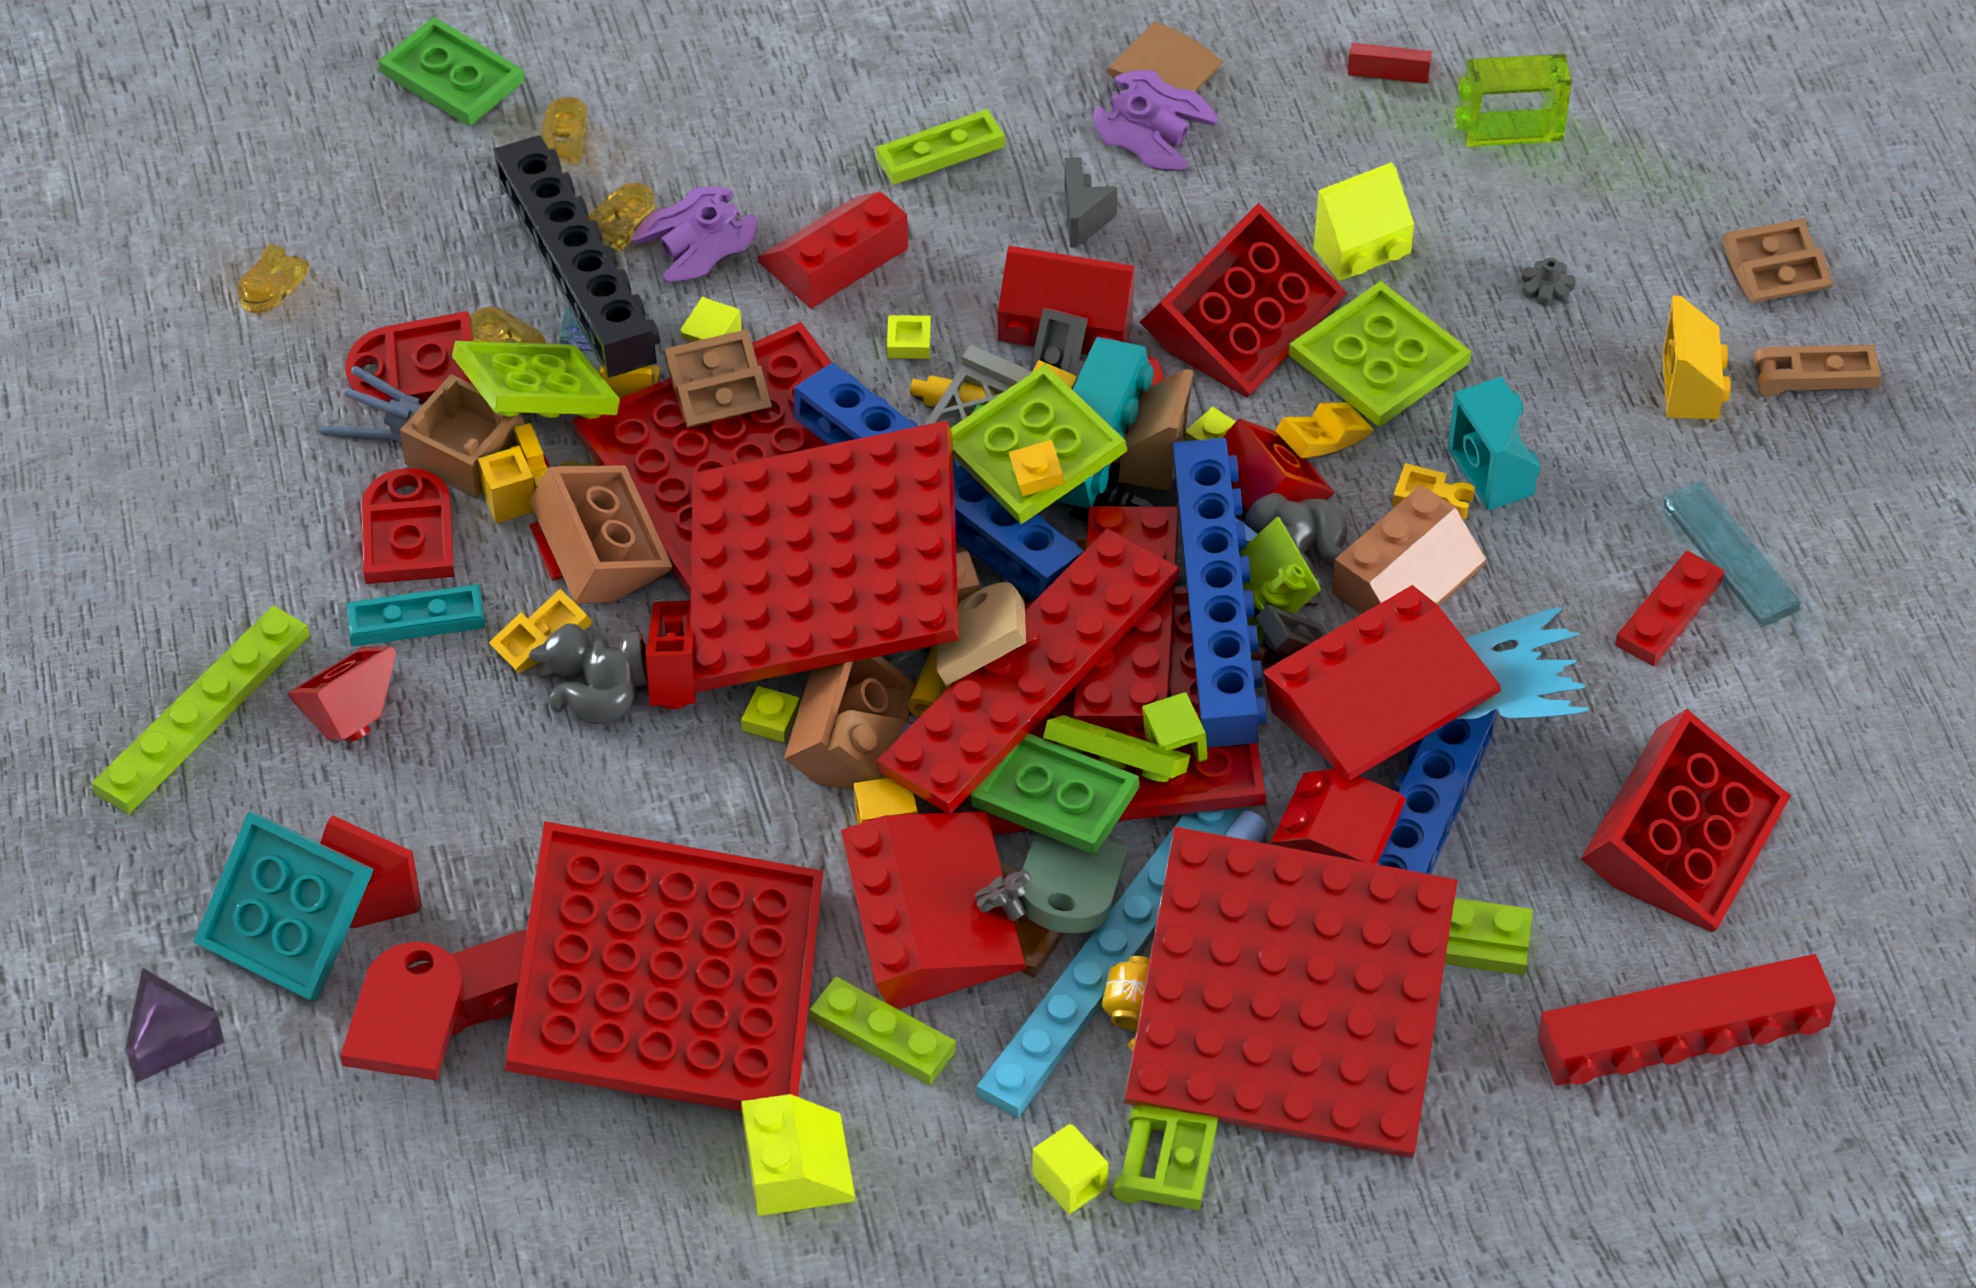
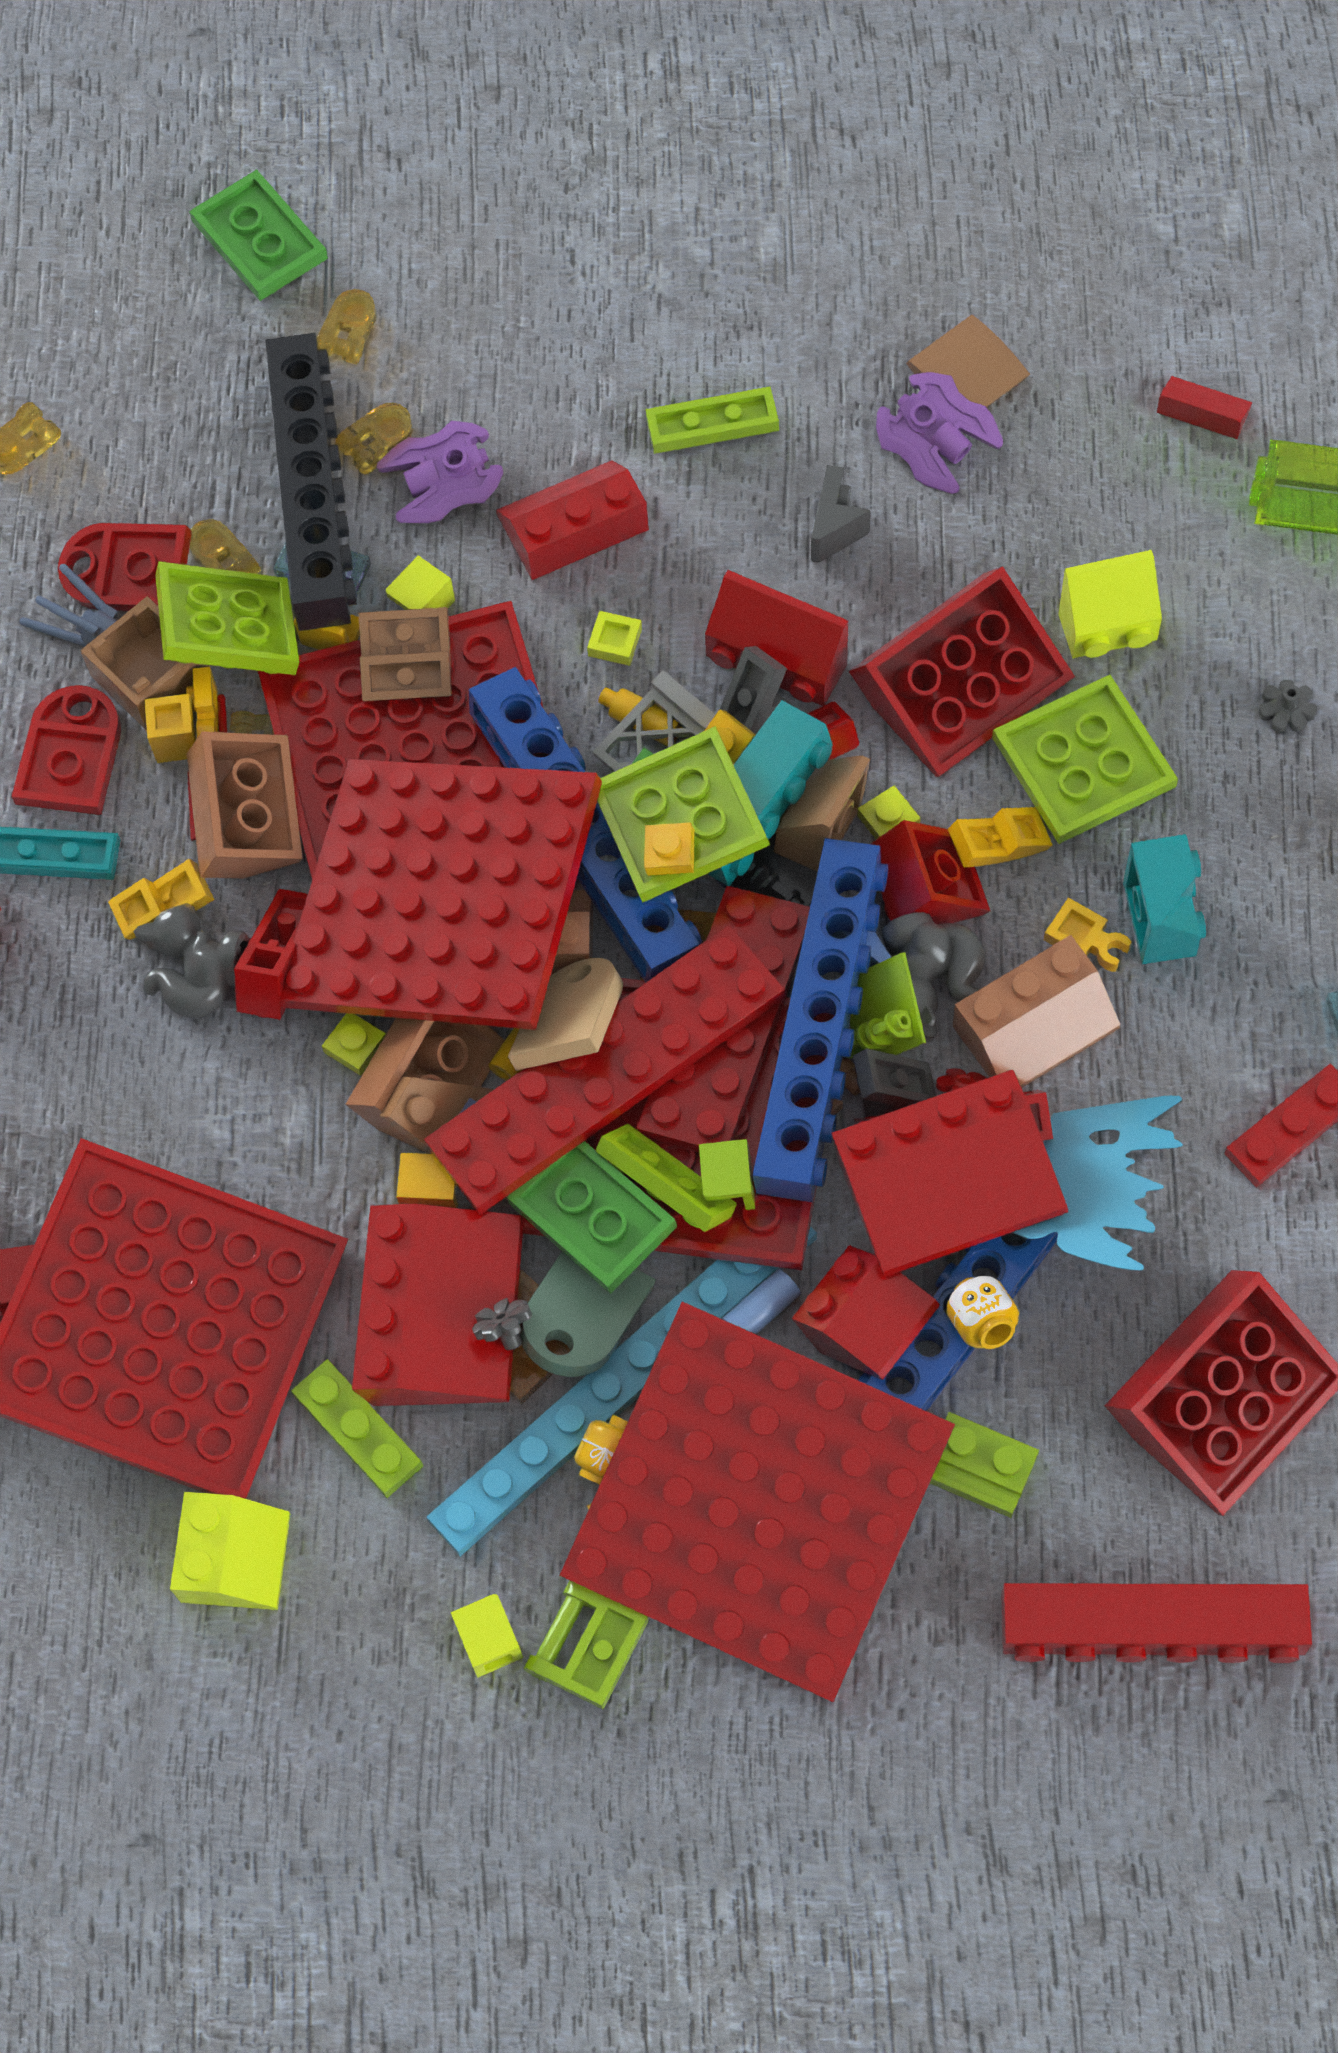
camera: 20 degrees right, 15 degrees up
(1449, 792) = (983, 1312): none -> head

